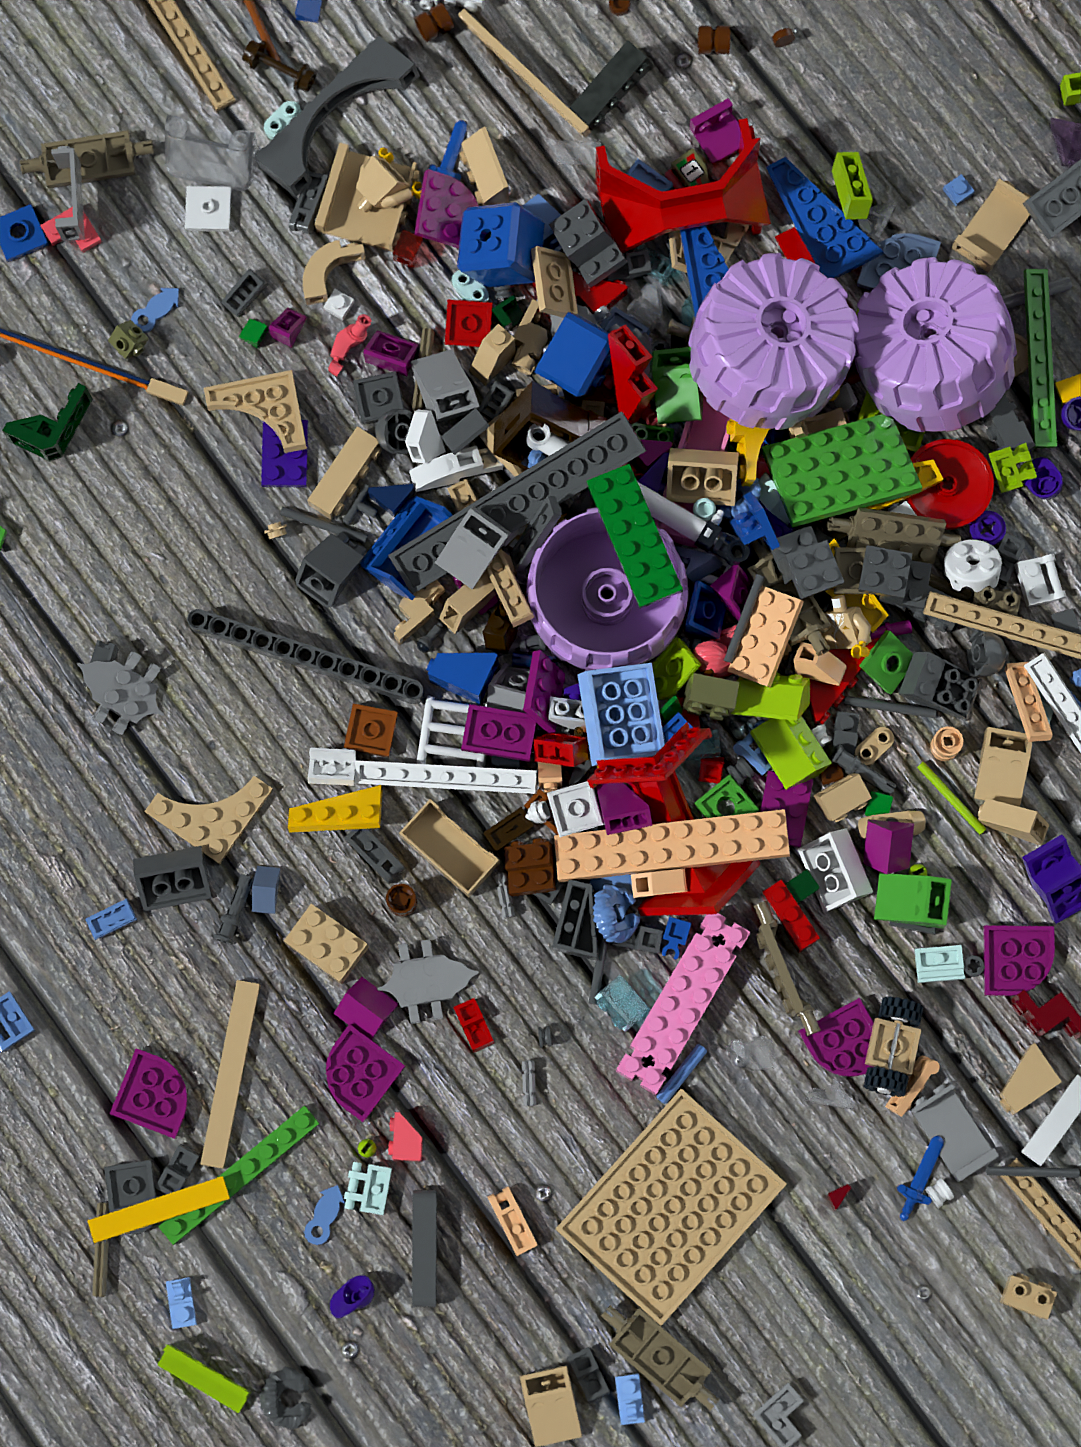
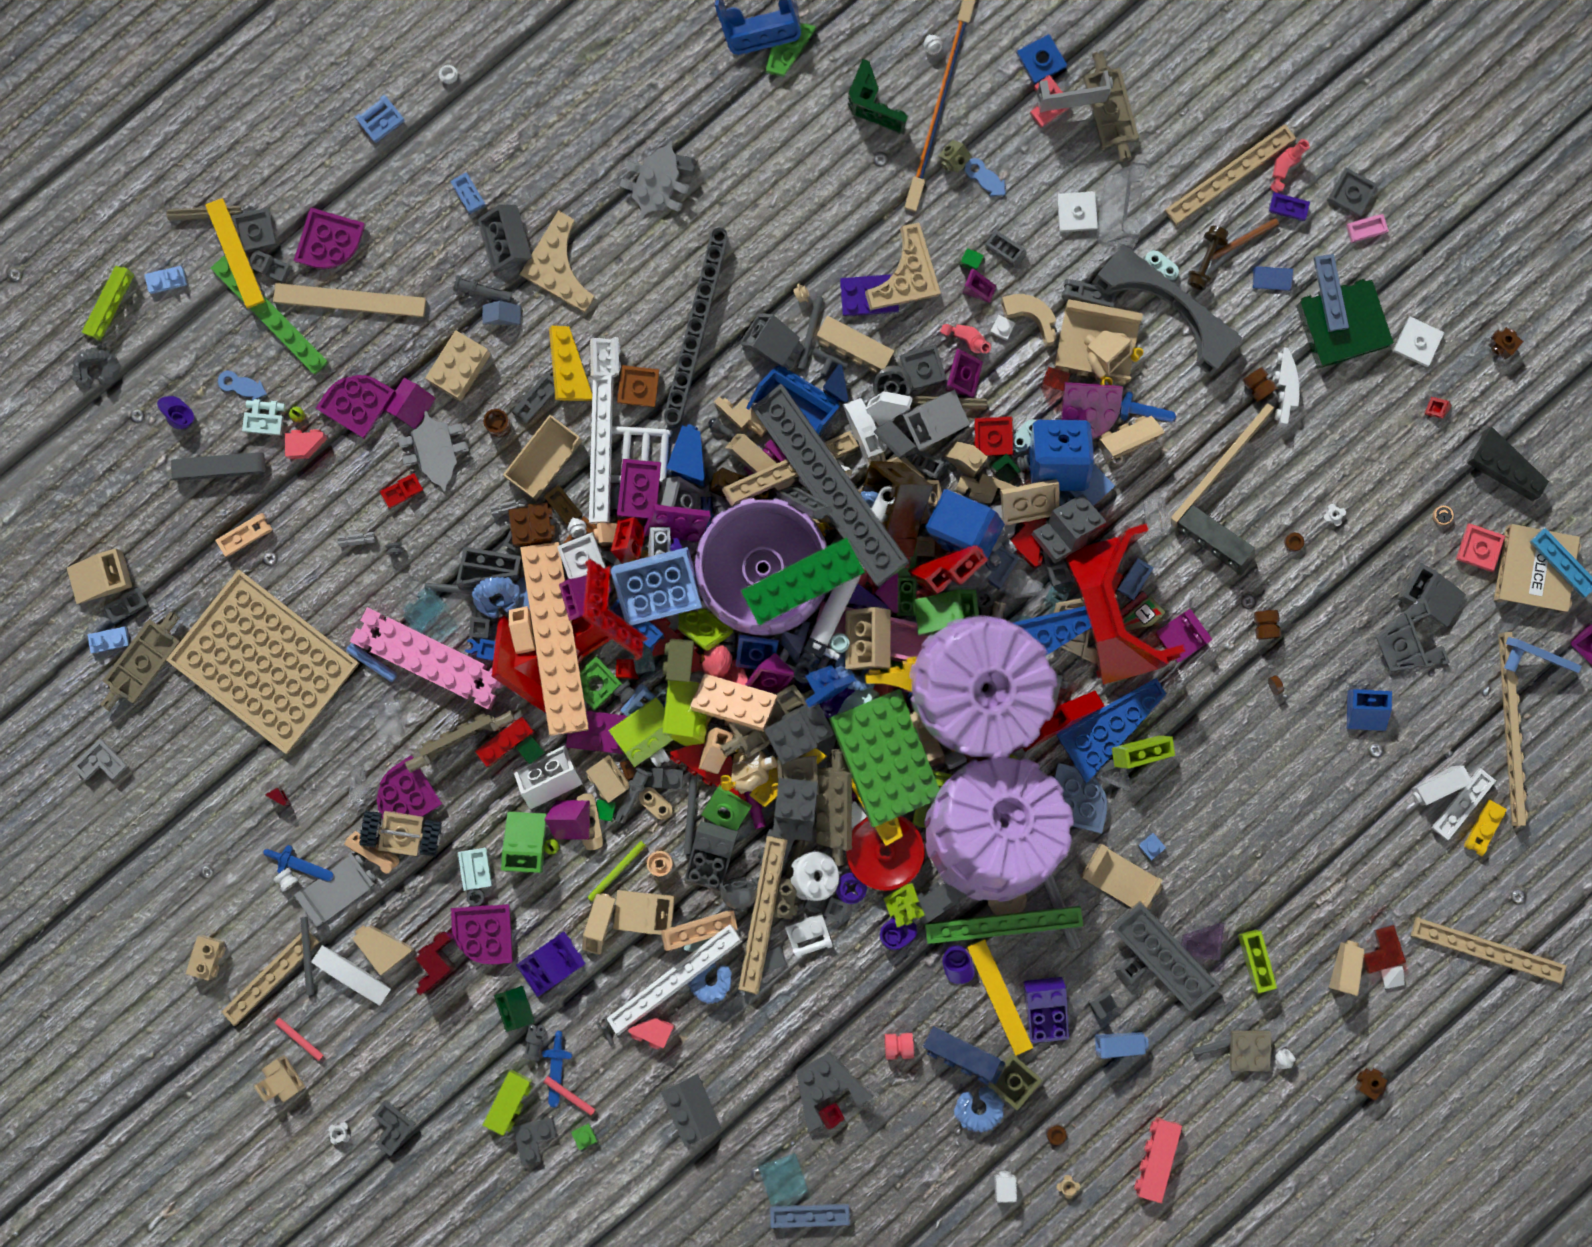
camera: 80 degrees right, 5 degrees up
(472, 547) = (789, 451): light grey slope -> none
(670, 709) = (666, 627): green slope -> none
(744, 618) = (747, 683): dark grey bar -> none

